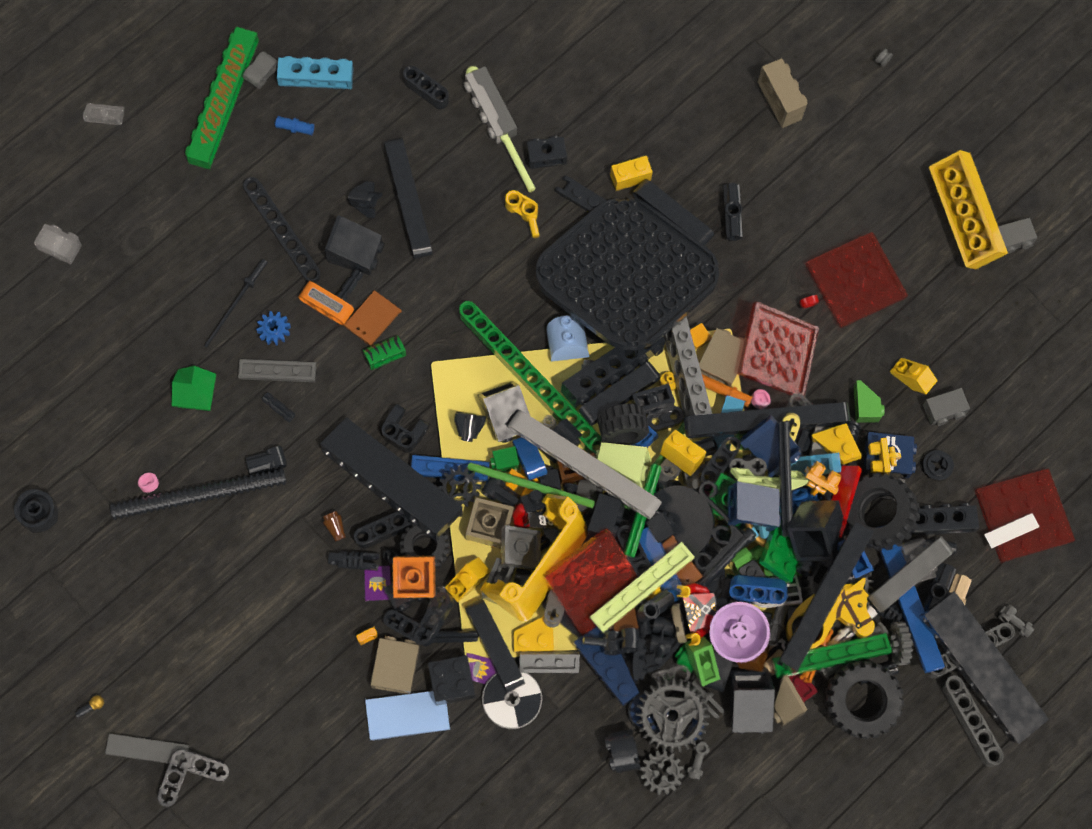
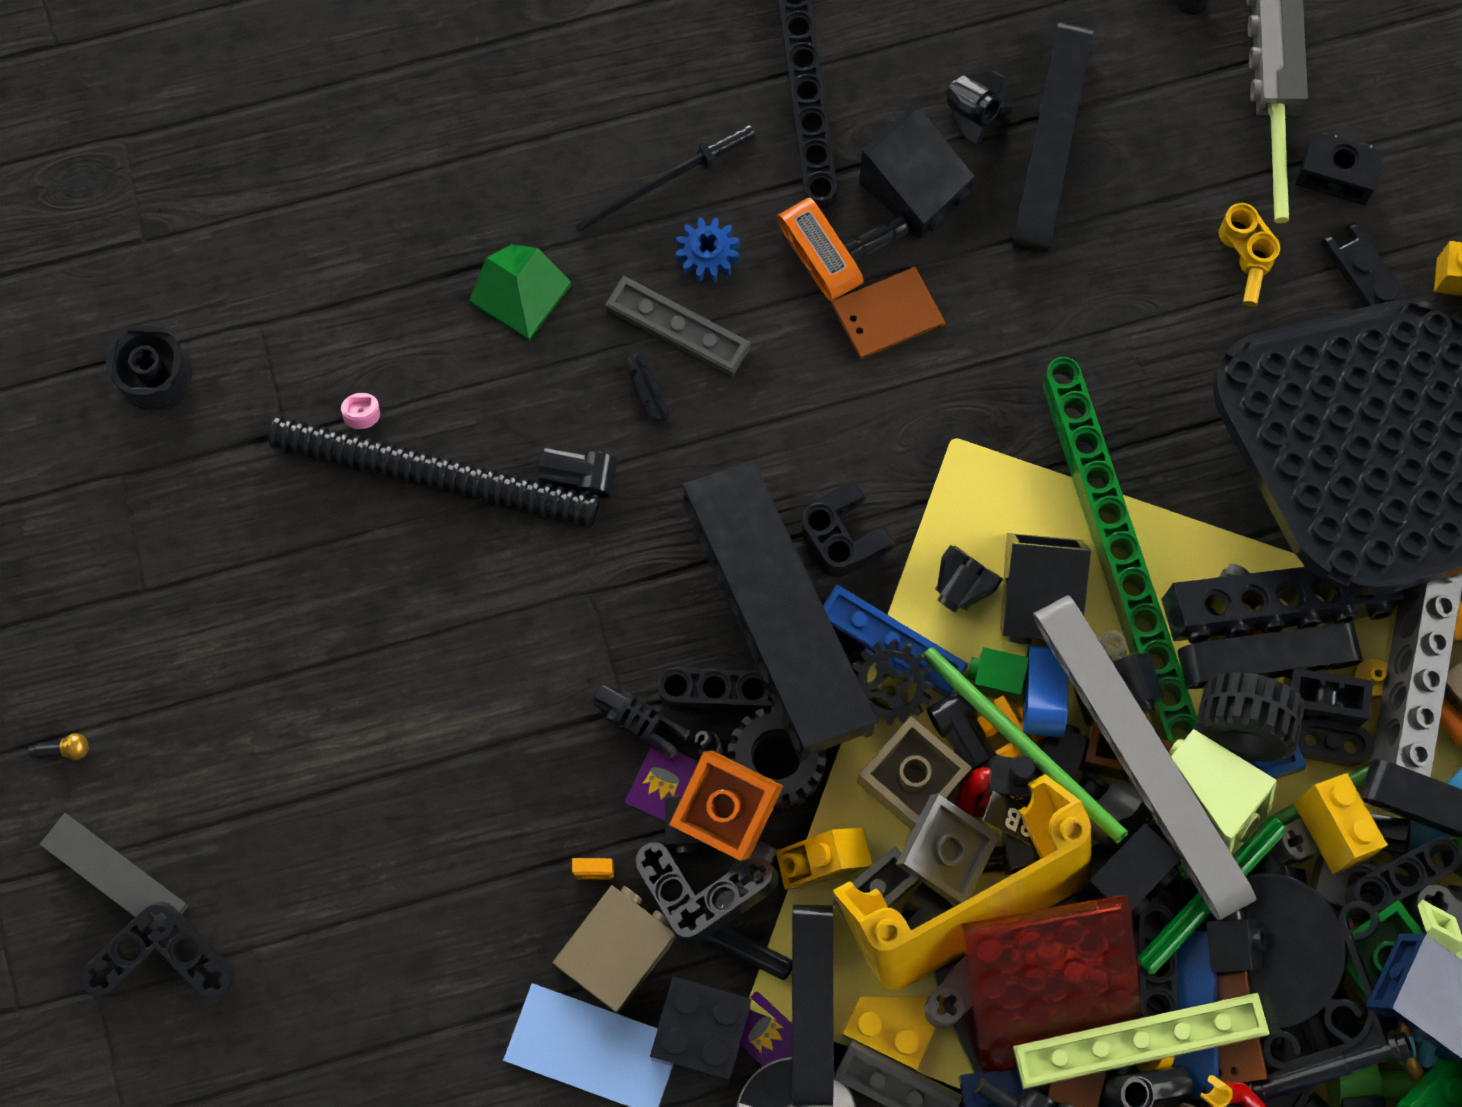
camera: 35 degrees right, 0 degrees up
(334, 525) = (637, 642): reddish brown cone -> none
(384, 352) = (878, 381): green brick -> none
(566, 339) = (1218, 510): light blue brick -> none

